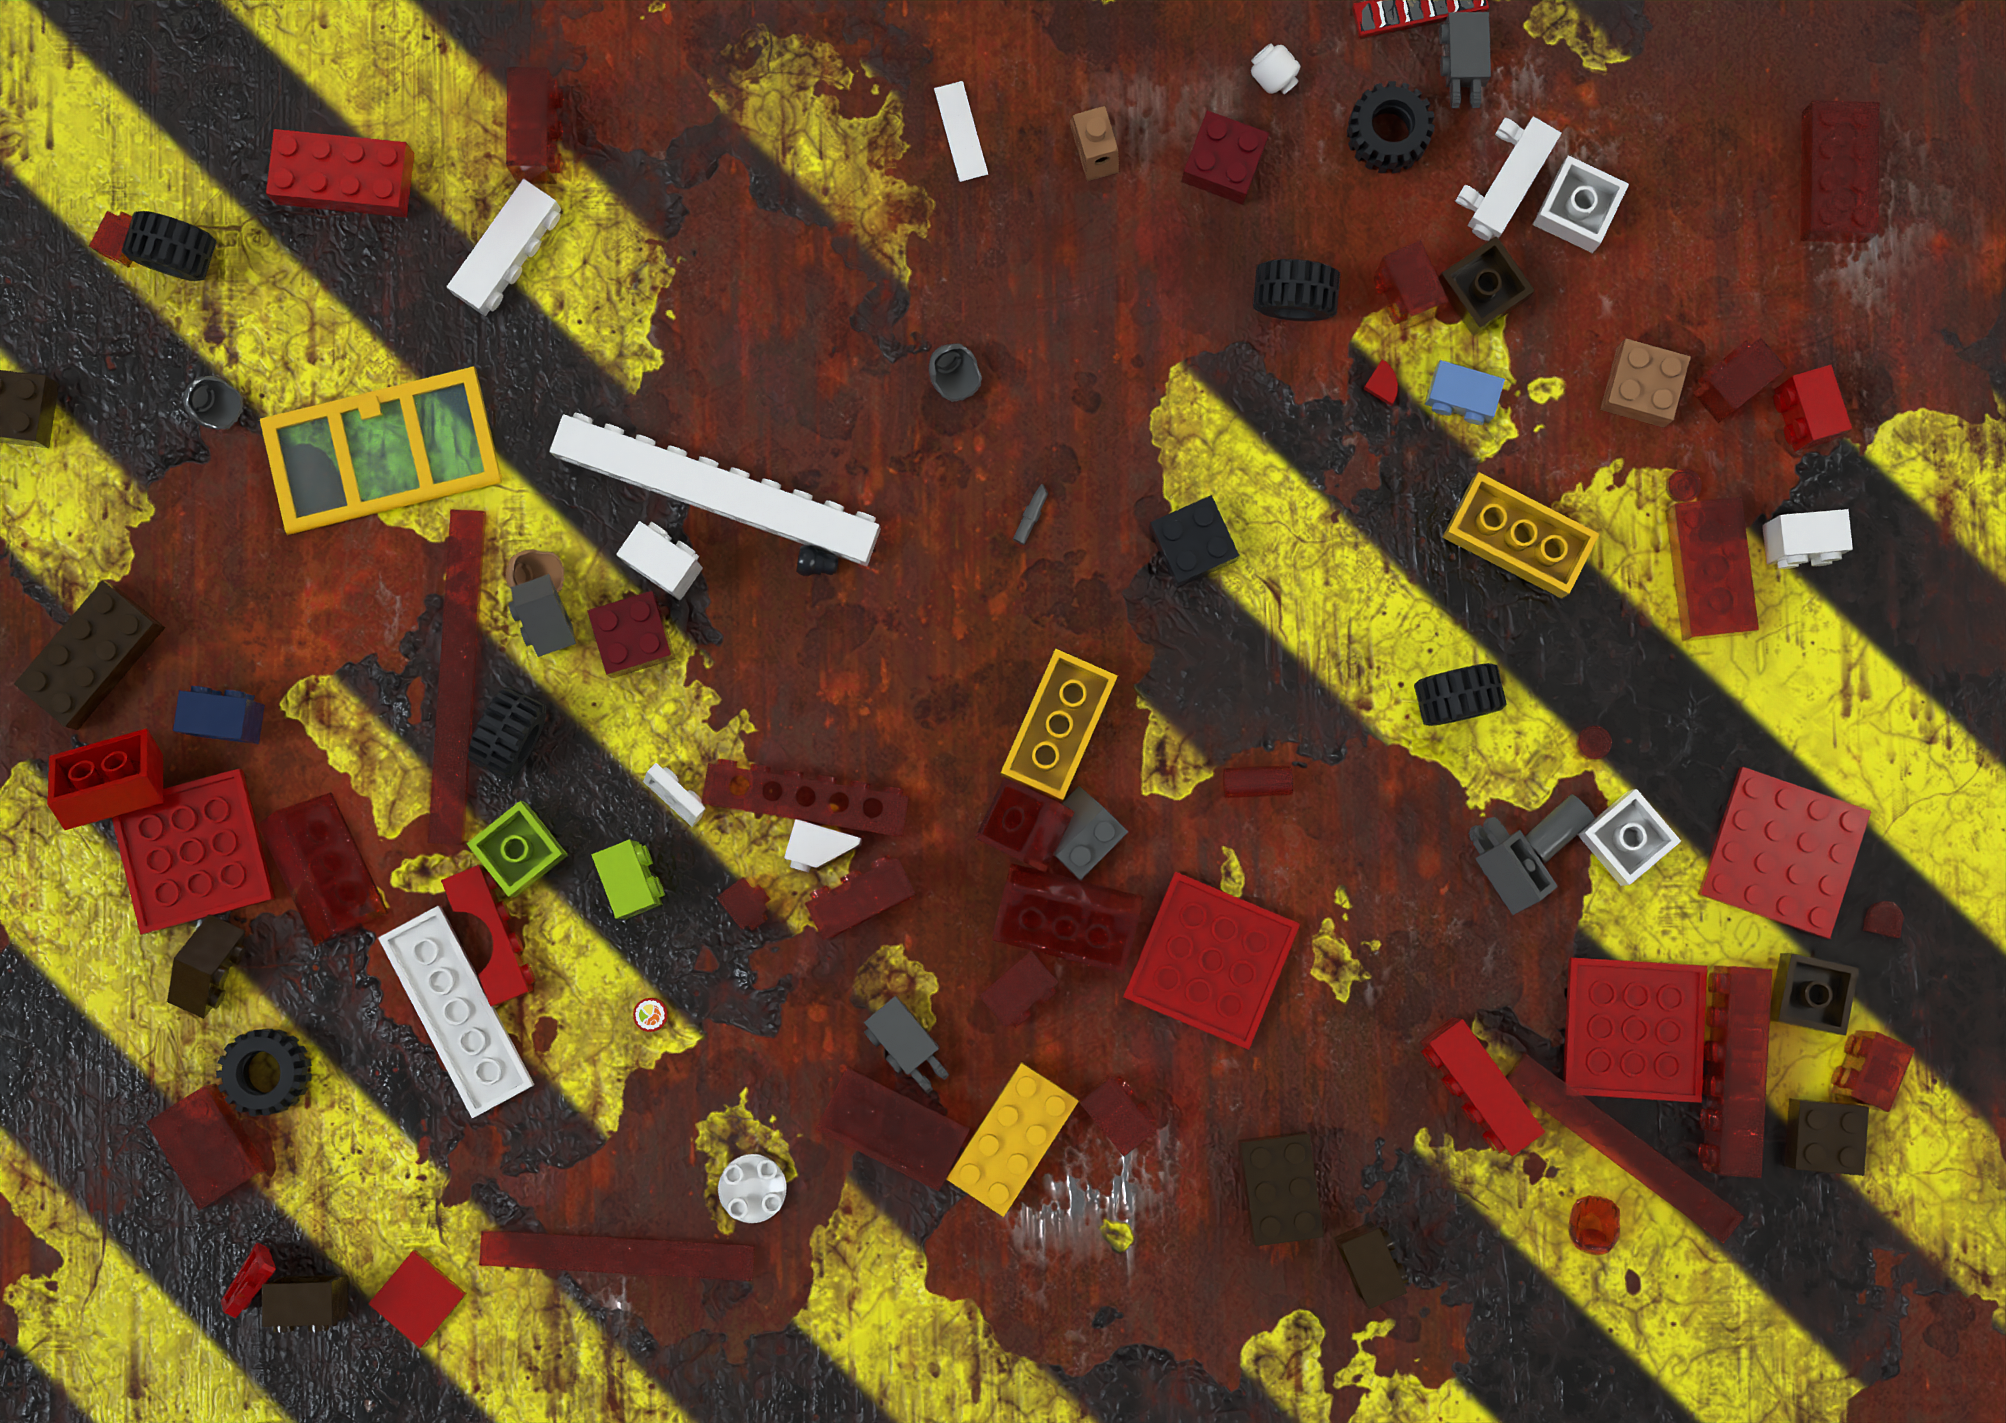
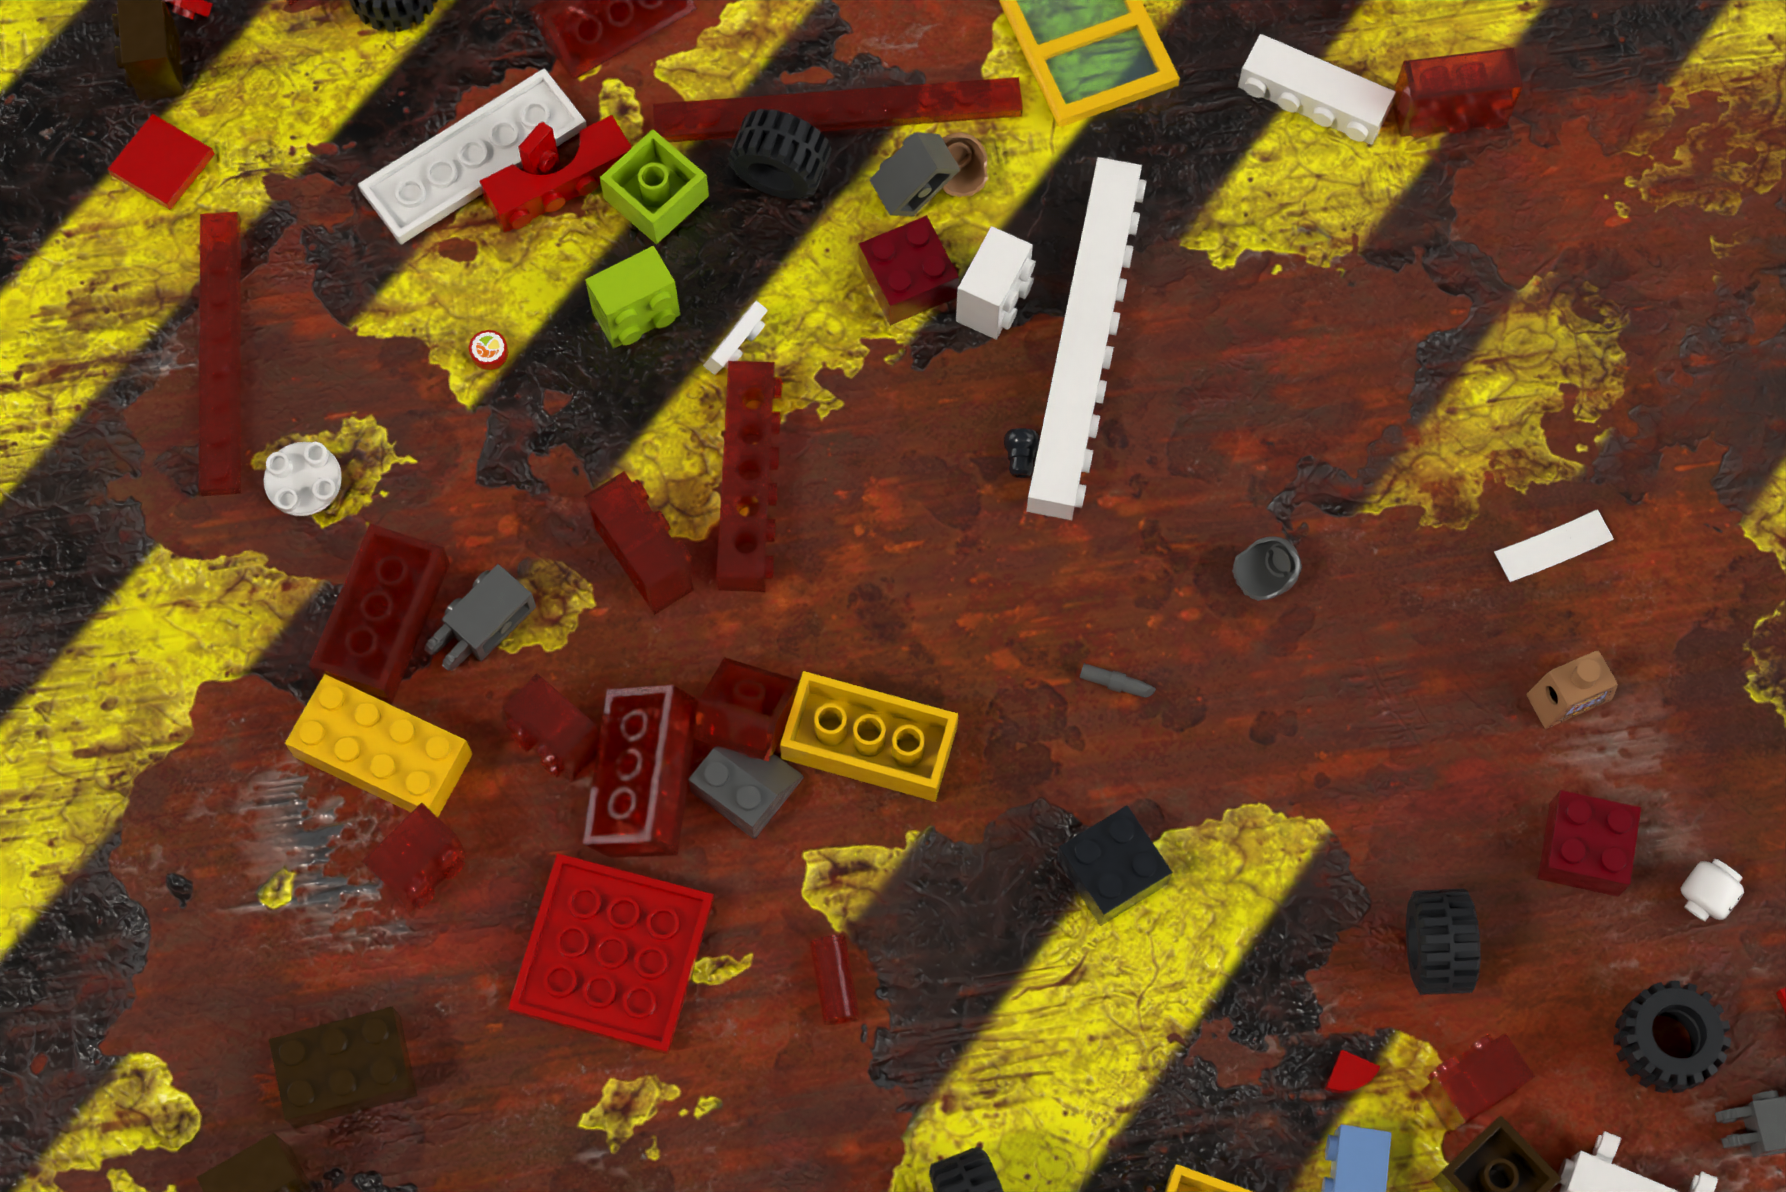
camera: 80 degrees right, 15 degrees down
(472, 948) = (539, 151): none -> red plate
(746, 904) = (621, 427): clear red brick -> none
(817, 846) = (696, 493): white slope -> none

